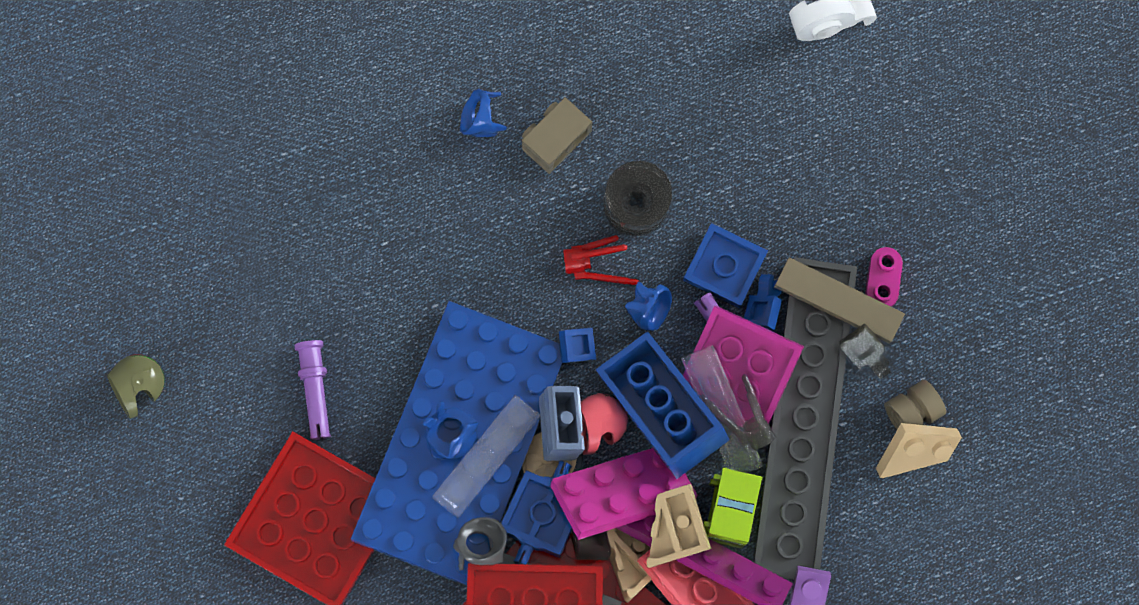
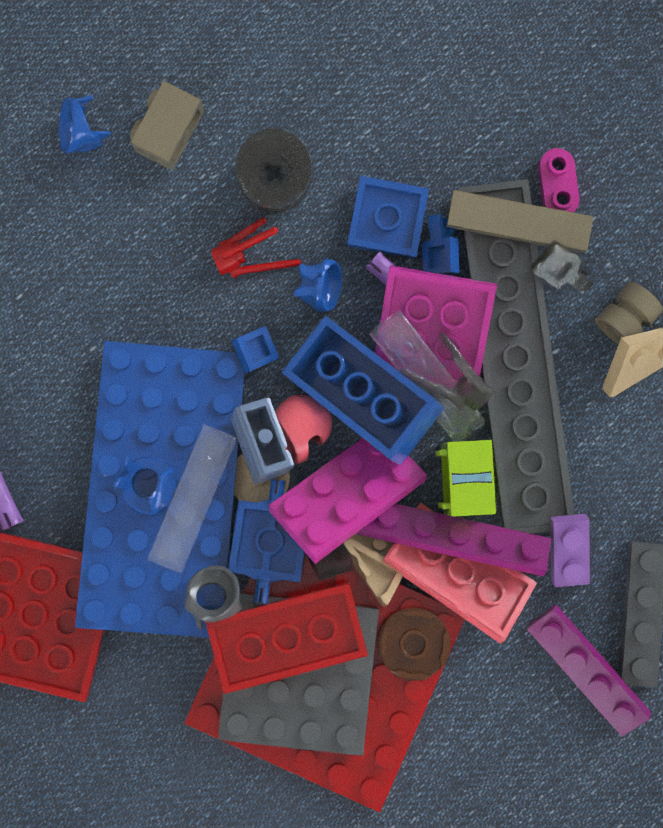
camera: 20 degrees left, 10 degrees up
(677, 527) = (416, 519): tan wing -> none

